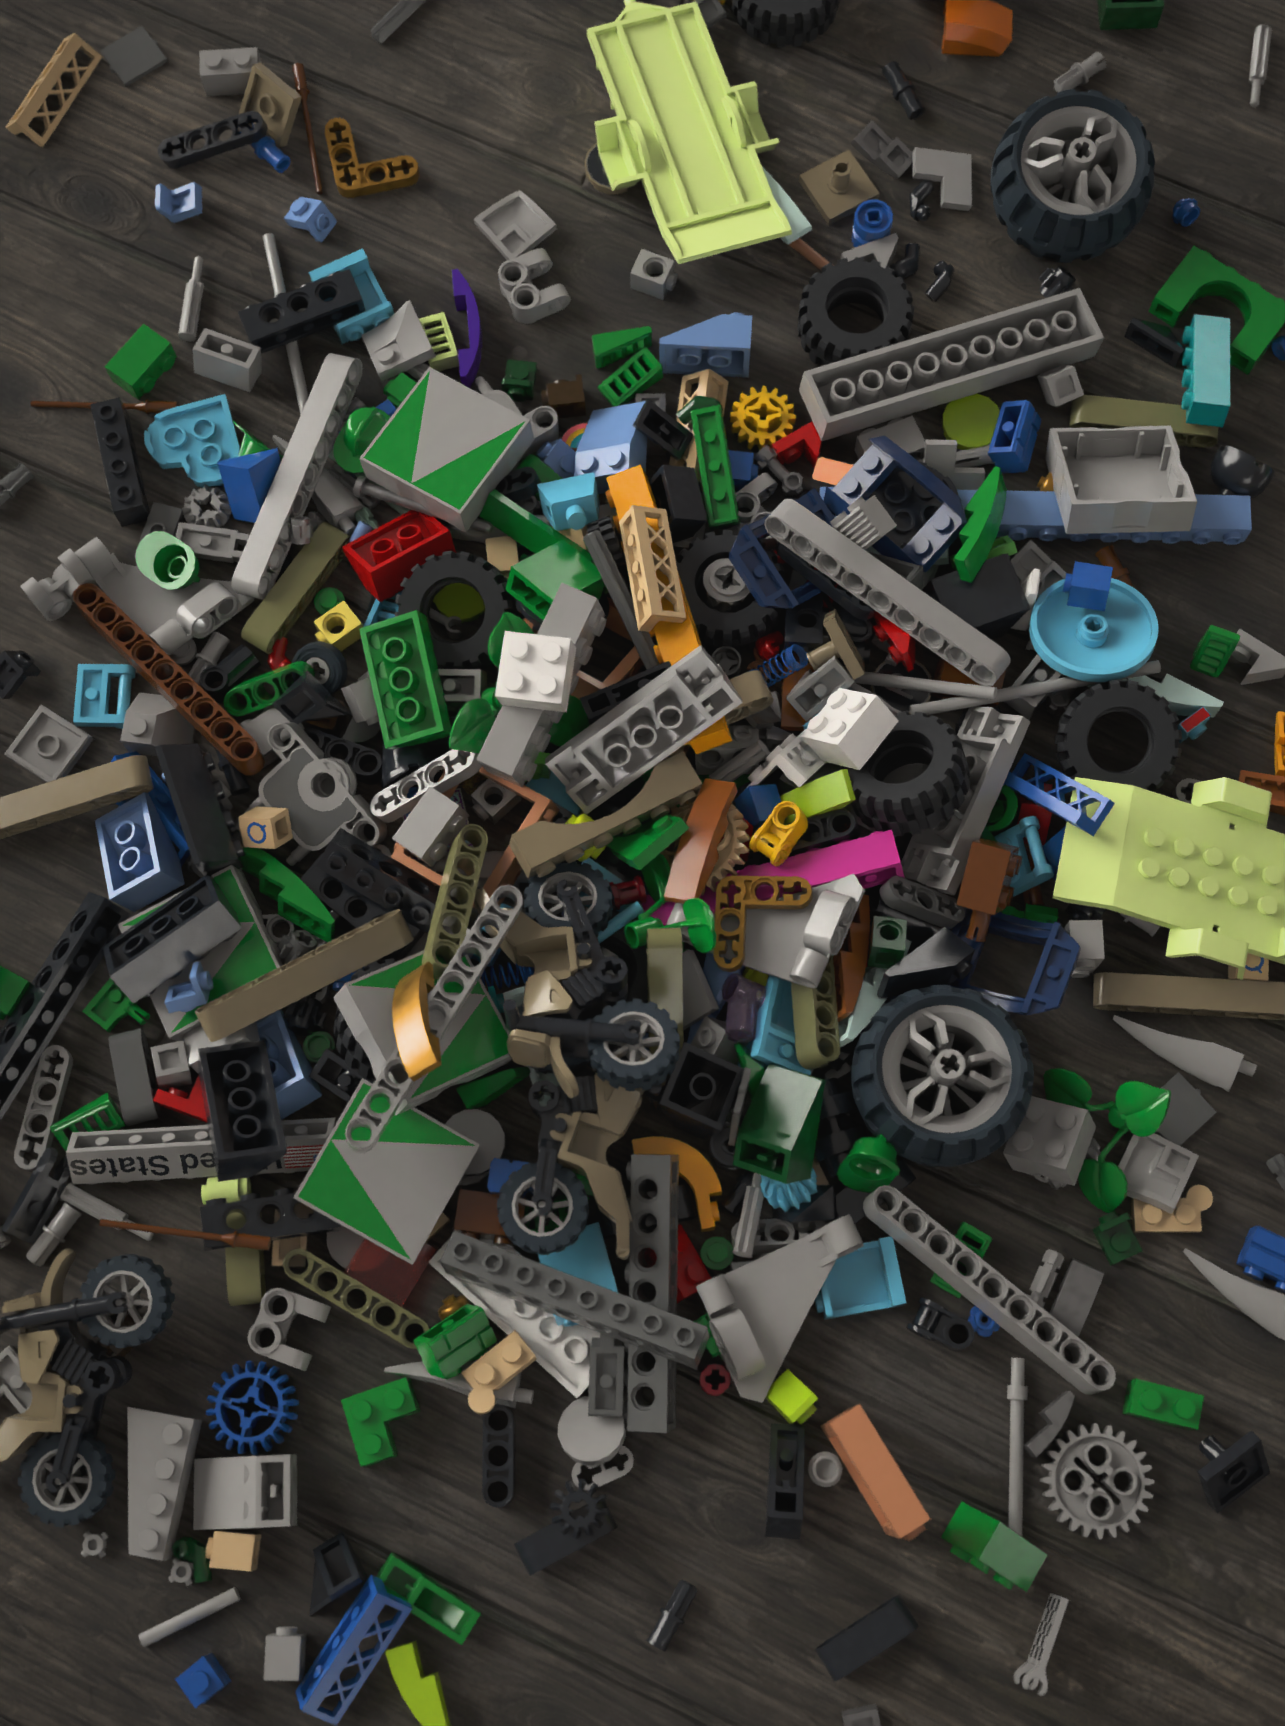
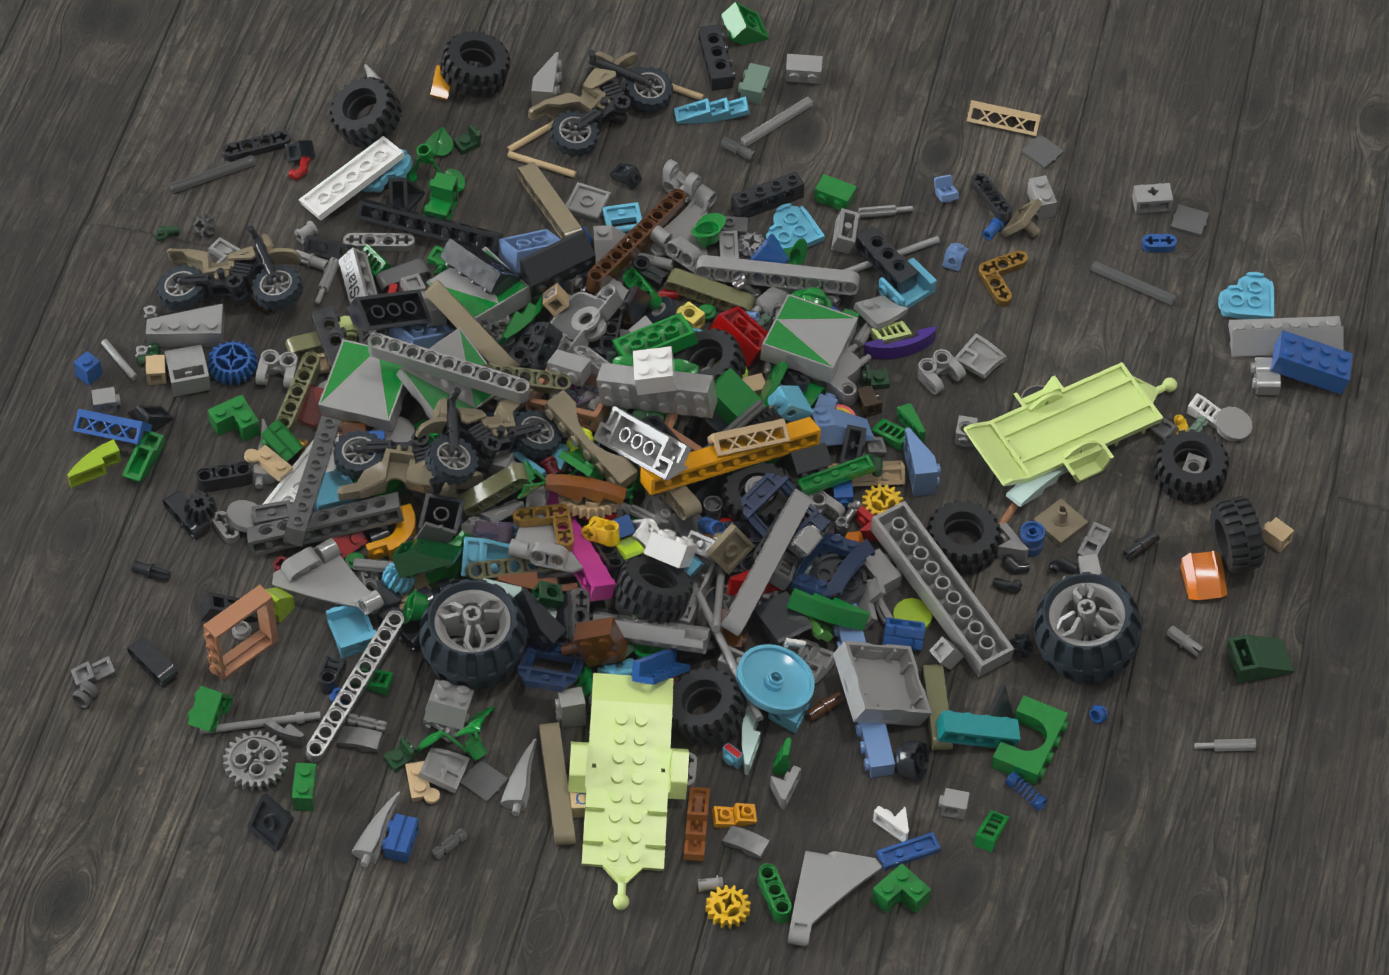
camera: 75 degrees right, 20 degrees down
(146, 406) = (809, 204): reddish brown piece -> none
(192, 993) = (452, 281): medium blue bracket -> none
(234, 1239) = (317, 323): reddish brown piece -> none
(302, 89) = (1042, 236): reddish brown piece -> none
(411, 1023) = (427, 351): slope -> none
(1042, 1646) = (161, 738): light grey flag -> none
(1088, 586) = (799, 669): blue brick -> none

